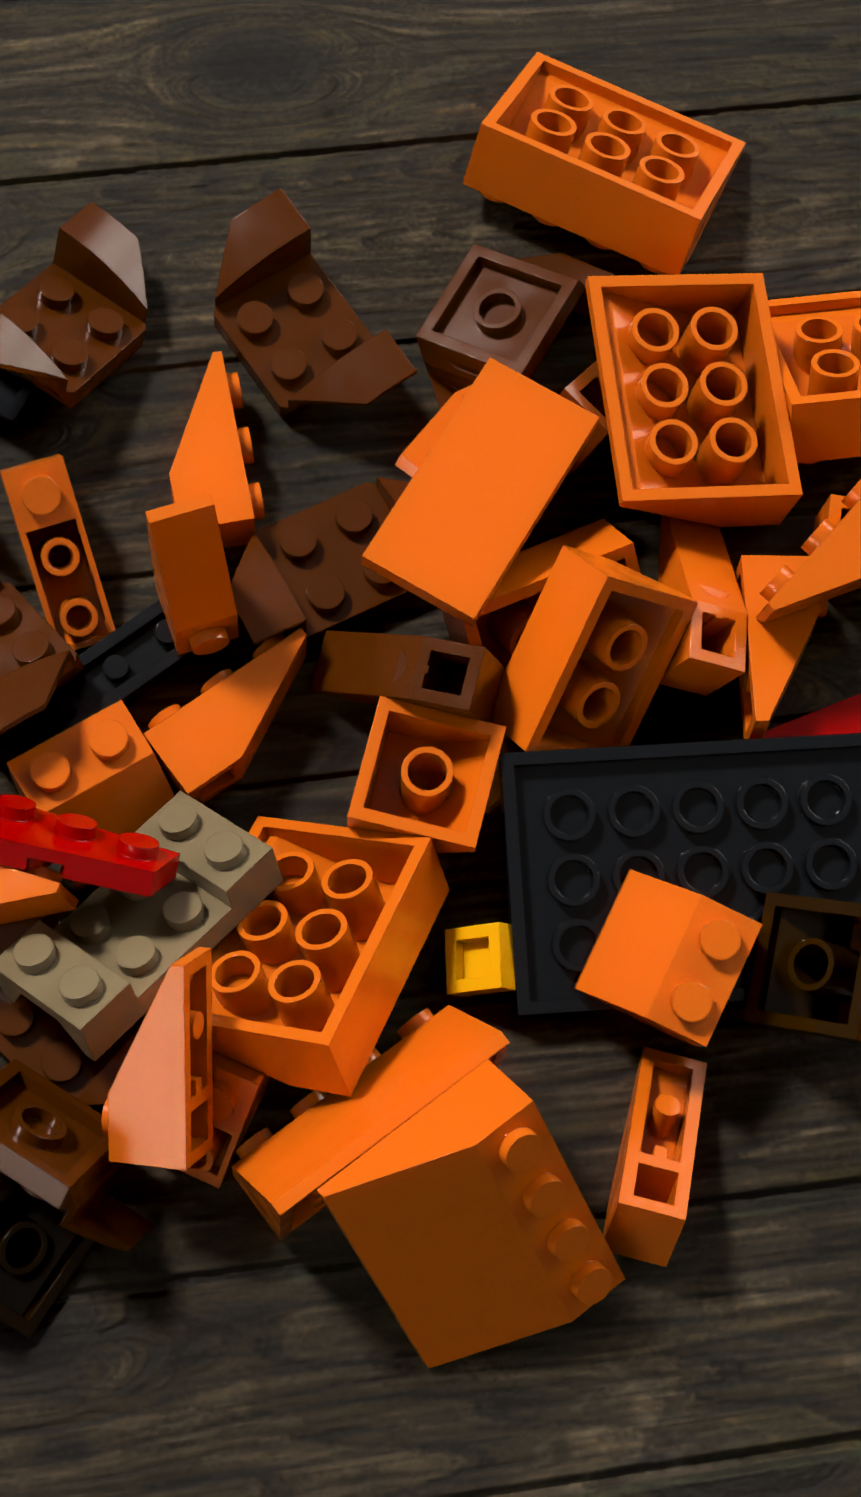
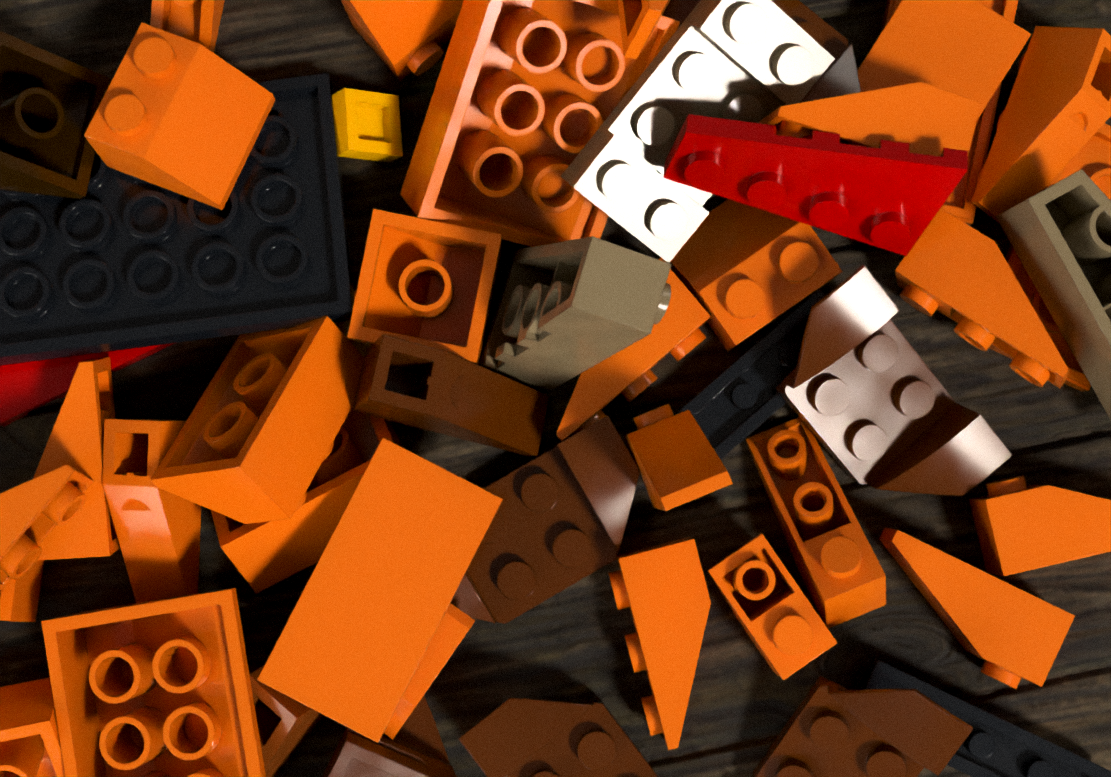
camera: 170 degrees left, 15 degrees up
(108, 465) = (771, 607): none -> orange slope
(281, 731) = (572, 309): none -> dark tan wedge

